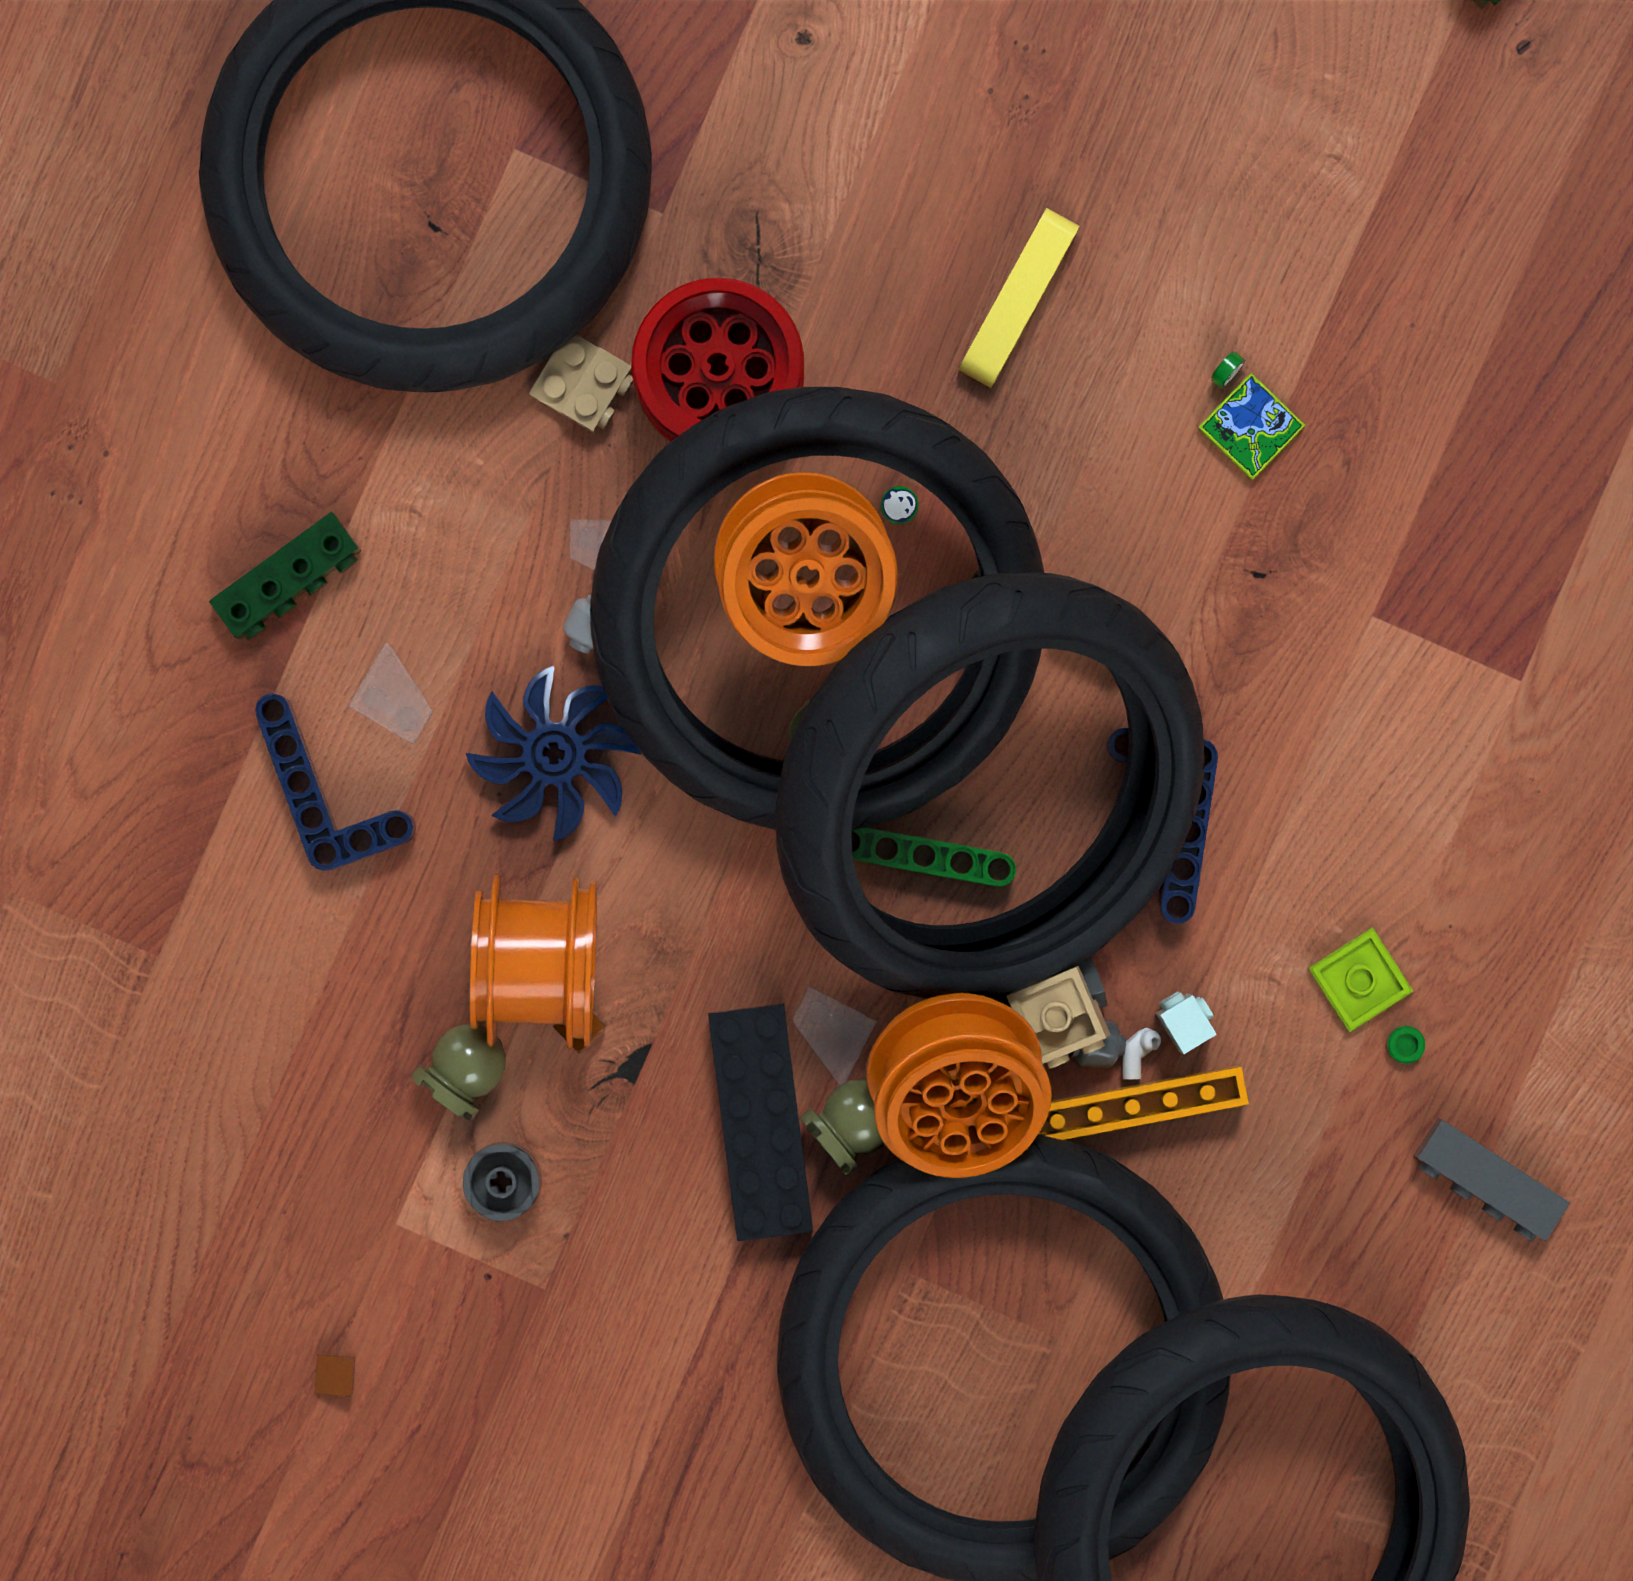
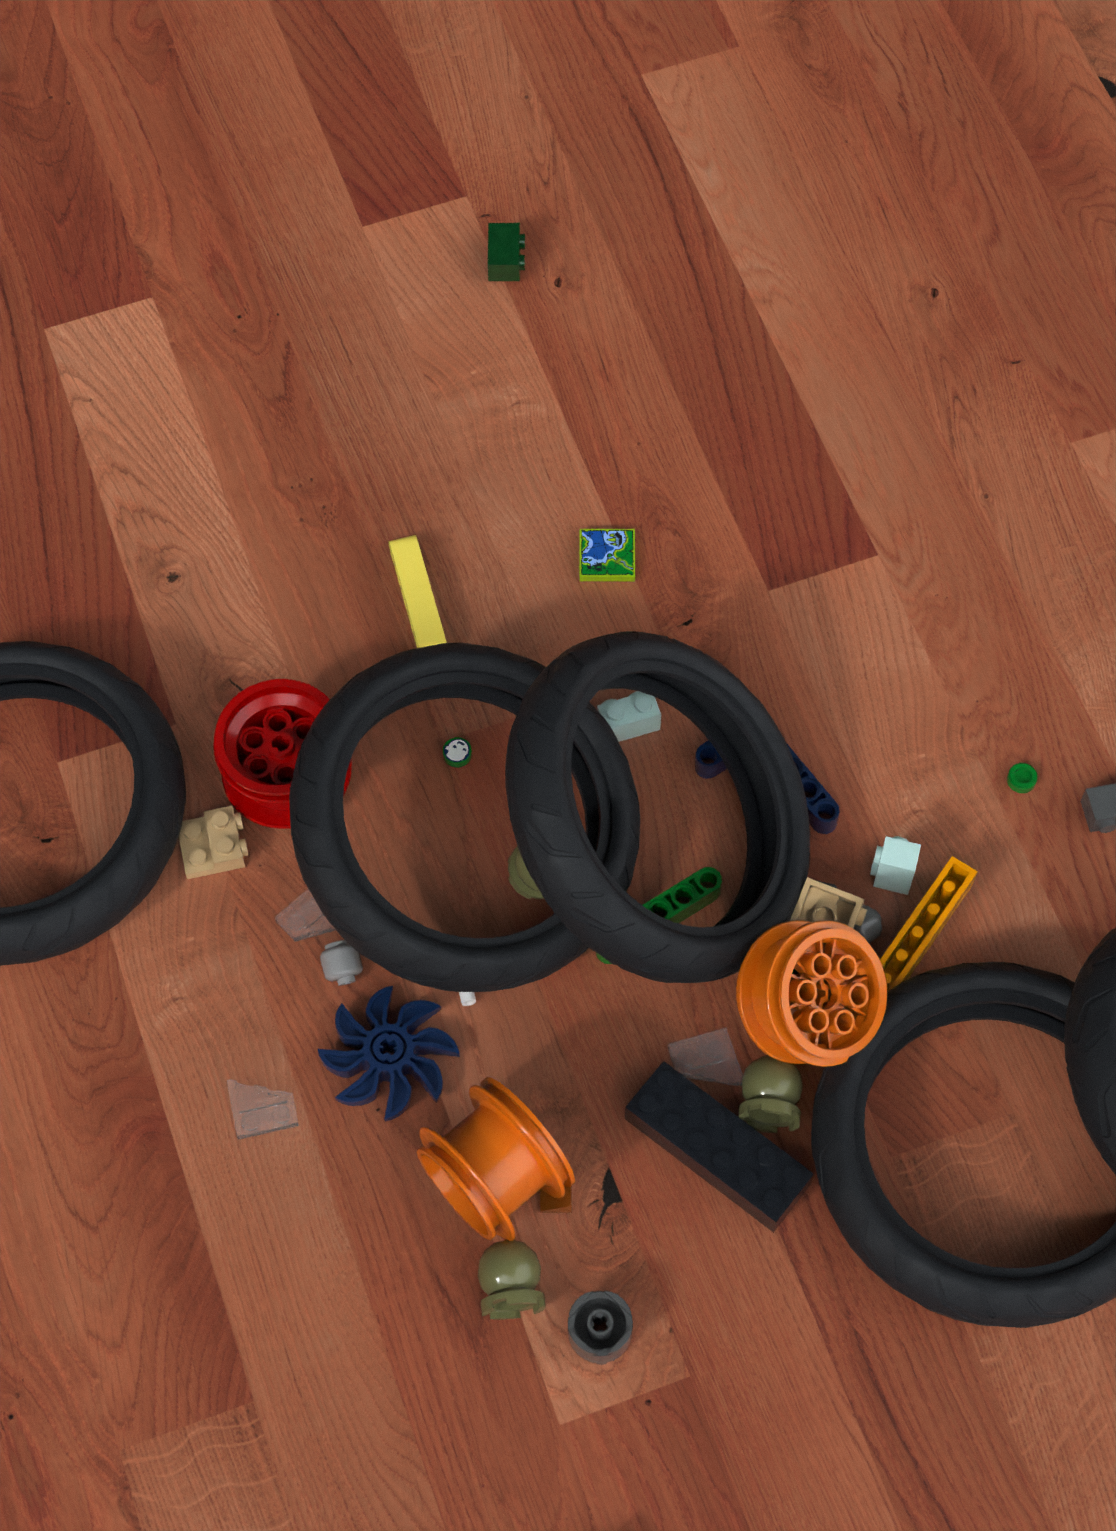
camera: 40 degrees left, 25 degrees down
(285, 576) = (129, 1098): dark green brick -> none
(315, 797) = (267, 1208): dark blue beam -> none
(811, 505) = (457, 713): orange wheel -> none
(1136, 1048) = (884, 906): white arm -> none
(1227, 369) = (565, 537): green tile -> none
(1360, 979) = (961, 767): lime tile -> none

